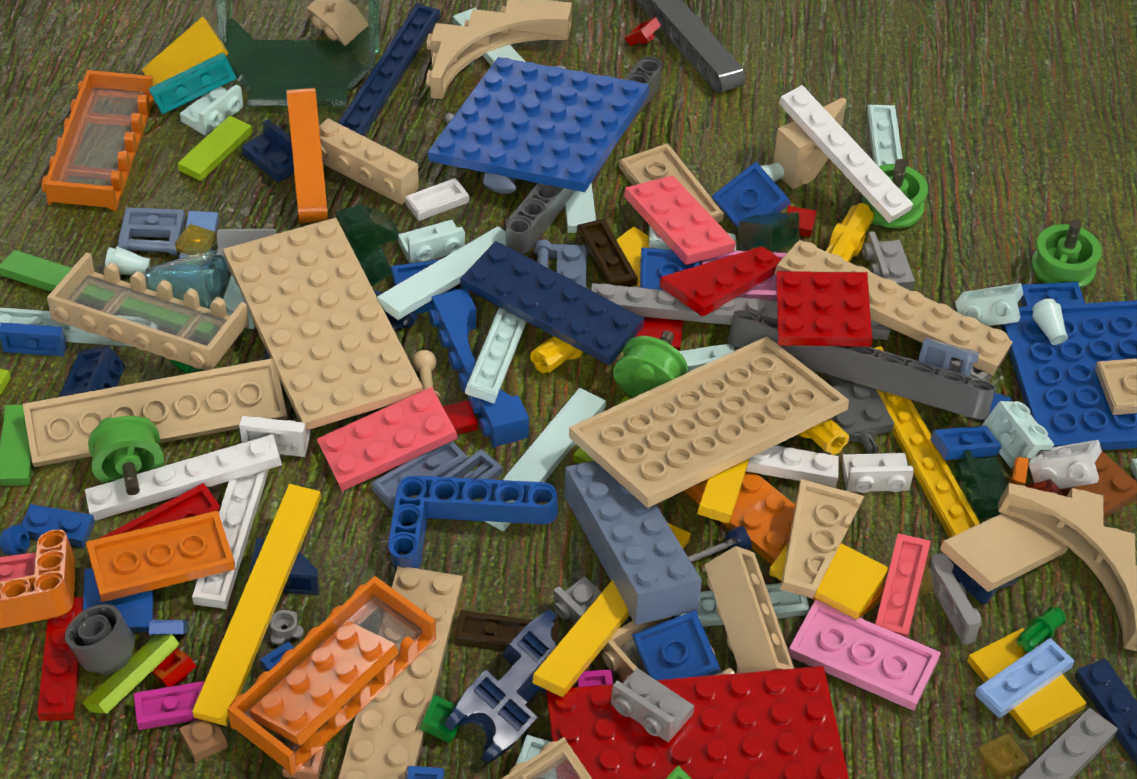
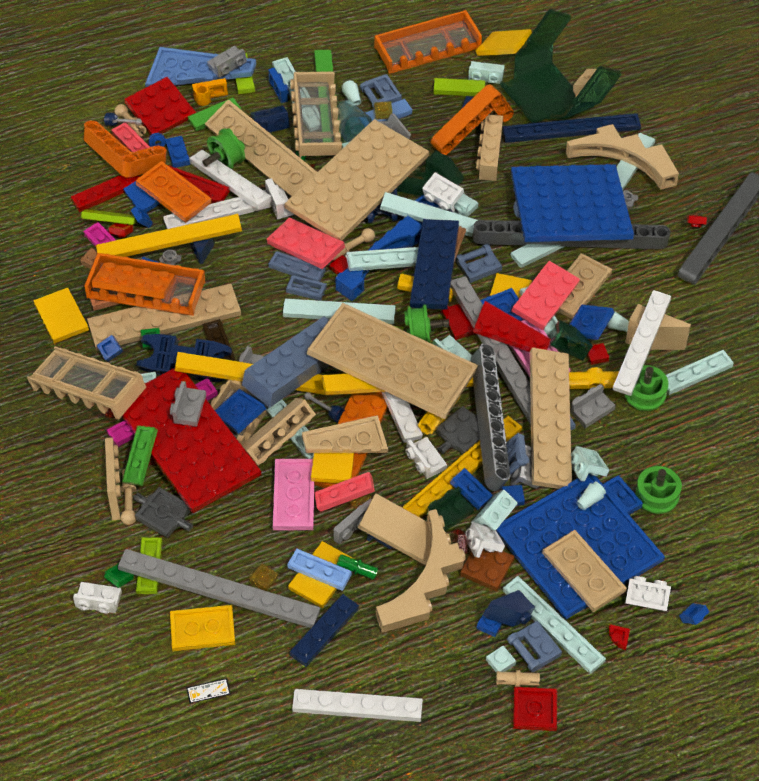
camera: 65 degrees right, 5 degrees up
(100, 639) = (115, 195): dark grey piece -> none
(192, 83) = (490, 53): teal tile -> none
(422, 239) = (442, 192): none -> white bracket
(437, 199) = (491, 191): white tile -> none
(462, 507) = (271, 271): blue beam -> none
(606, 253) = (498, 276): dark brown tile -> none
(823, 309) = (508, 378): red plate -> none
(1019, 471) = (461, 522): orange tile -> none

